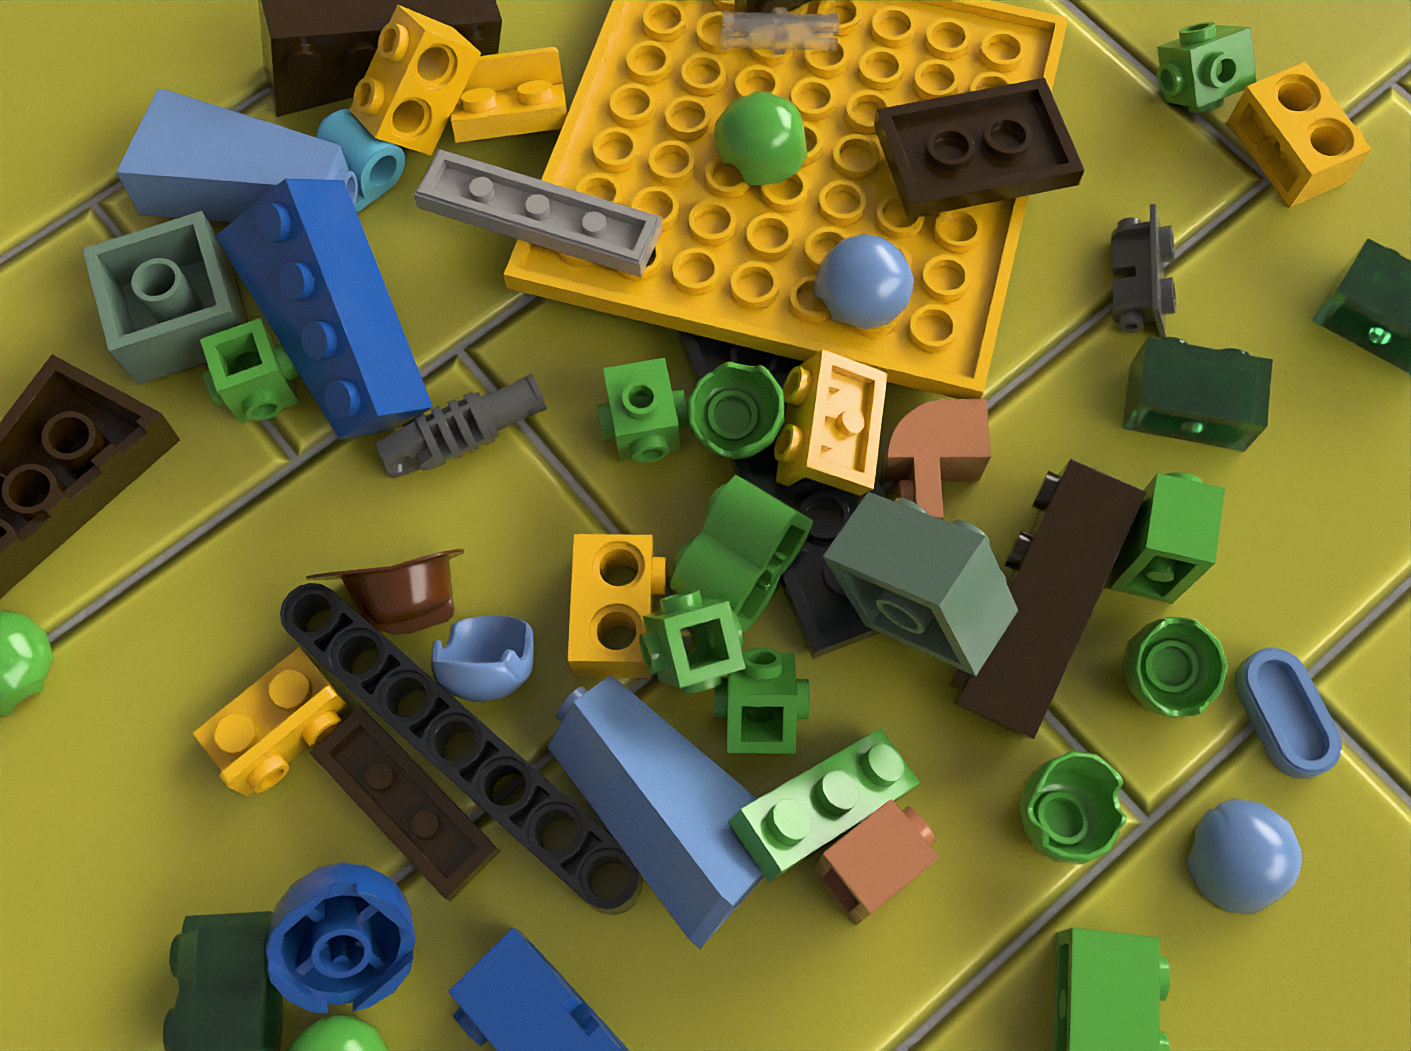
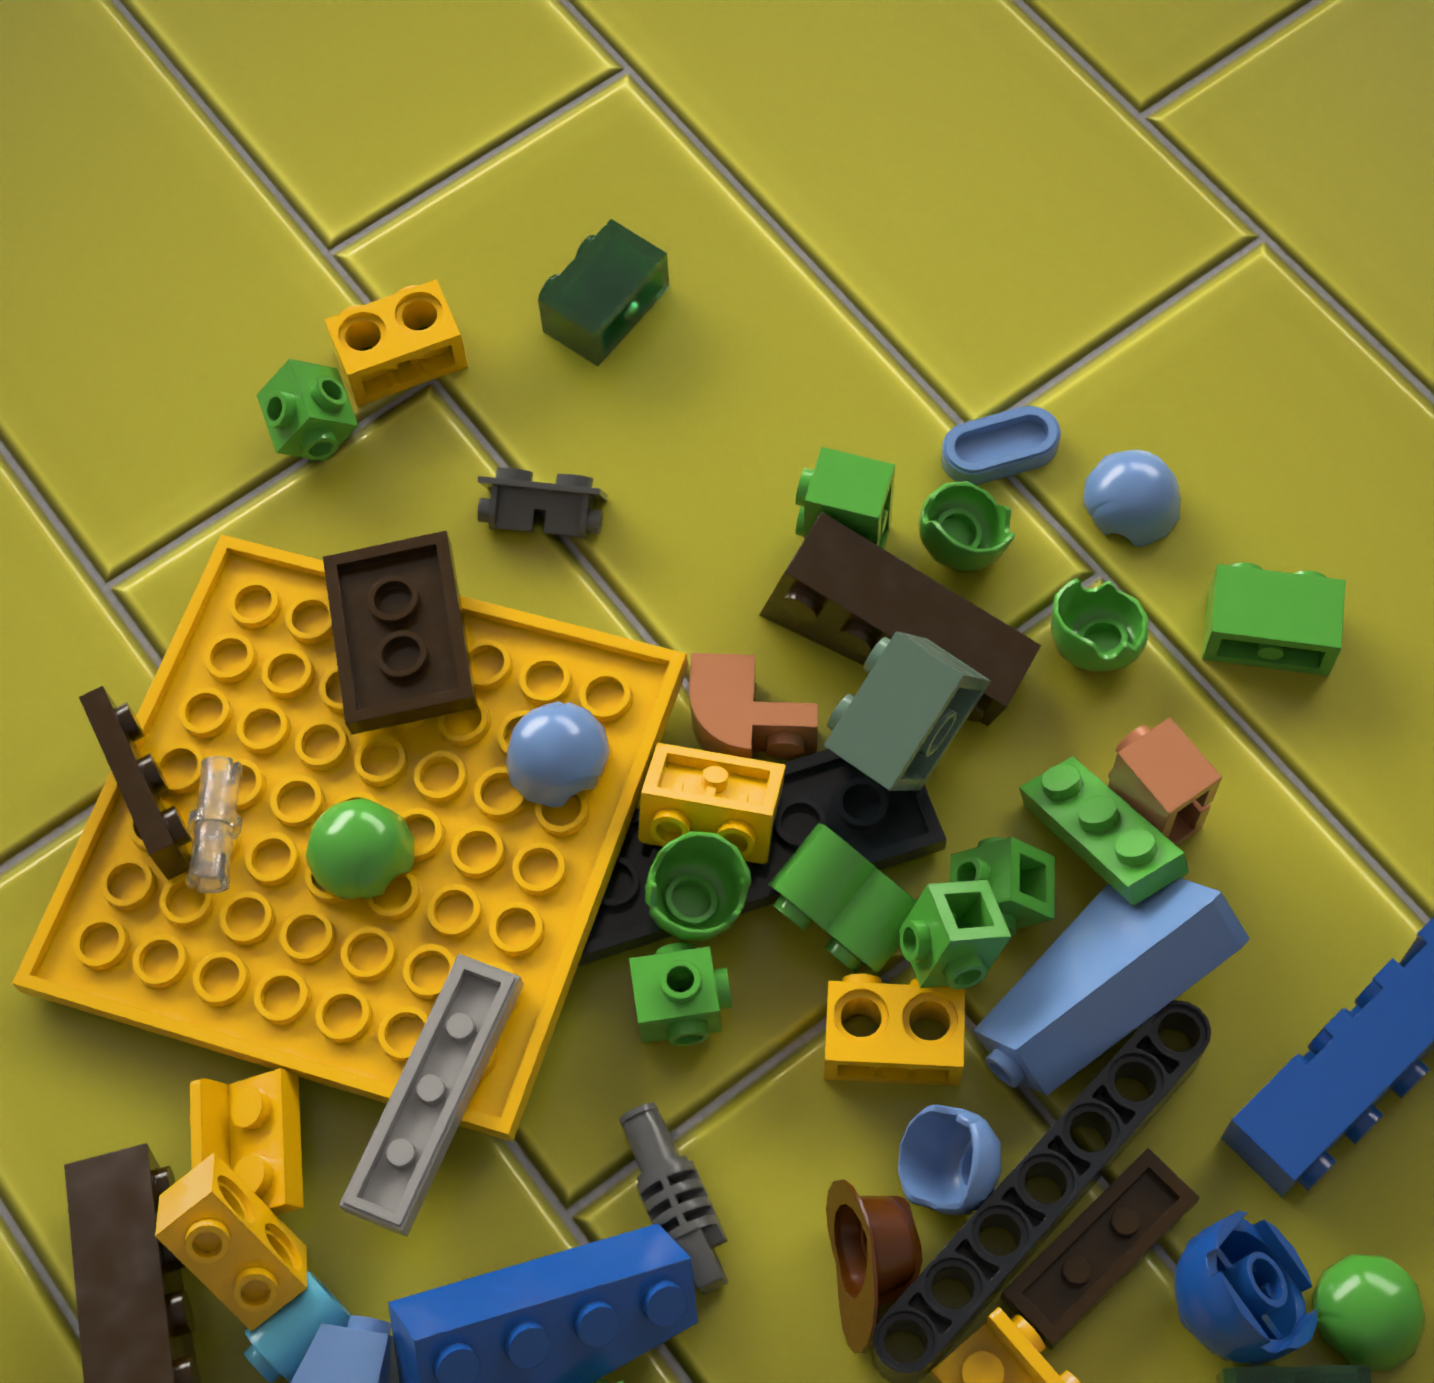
camera: 85 degrees left, 5 degrees down
(1198, 393) = (682, 472): clear green brick -> none

